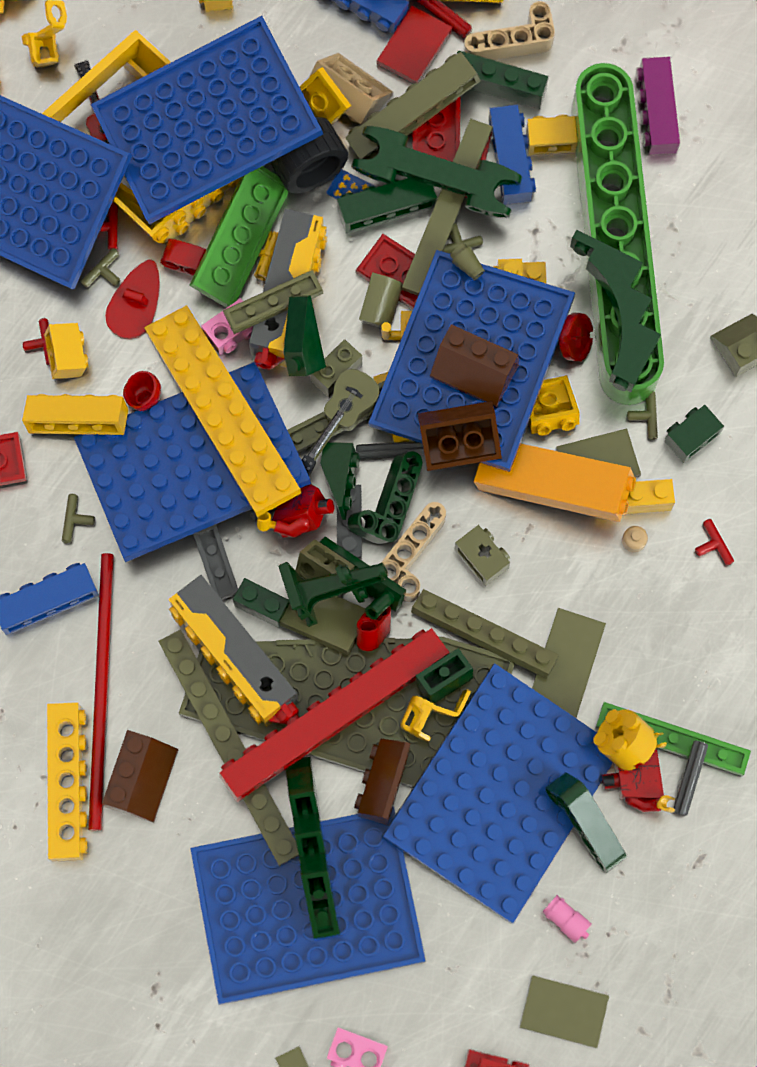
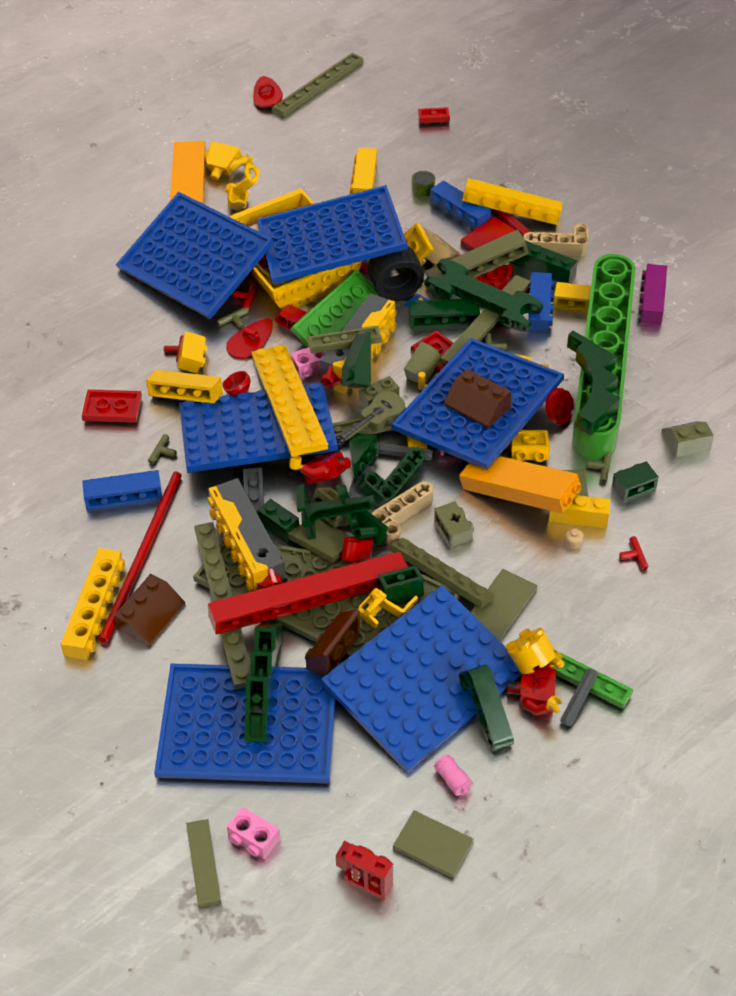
camera: 15 degrees right, 25 degrees down
(460, 435) = (454, 436): reddish brown slope -> none
(467, 261) = (489, 342): olive cone -> none

